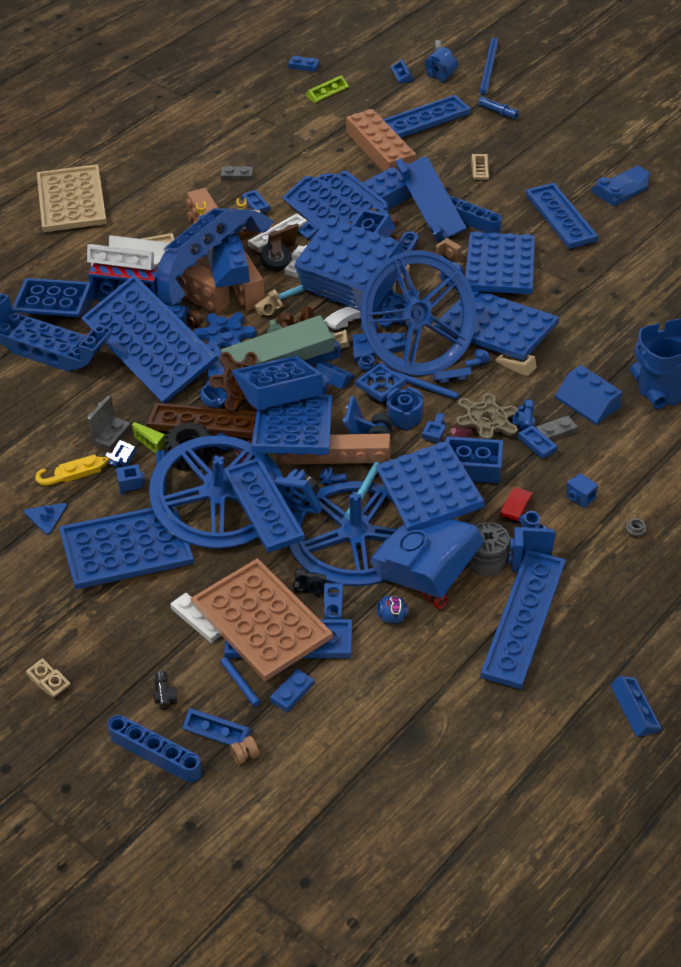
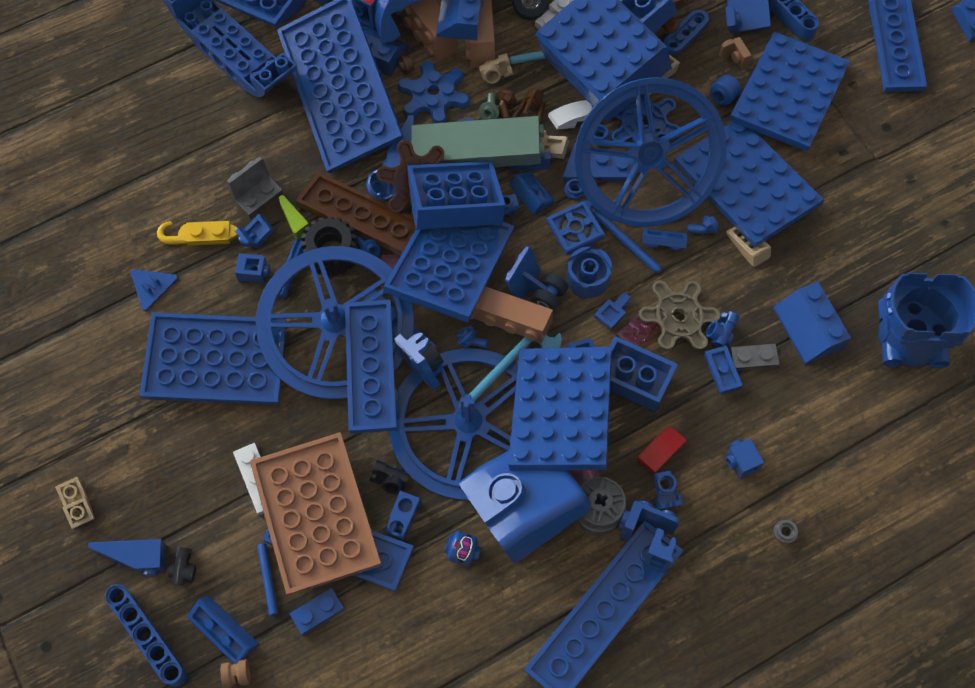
camera: 20 degrees right, 20 degrees up
(119, 696) = (142, 556): none -> blue slope
(550, 557) = (660, 555): none -> blue hinge

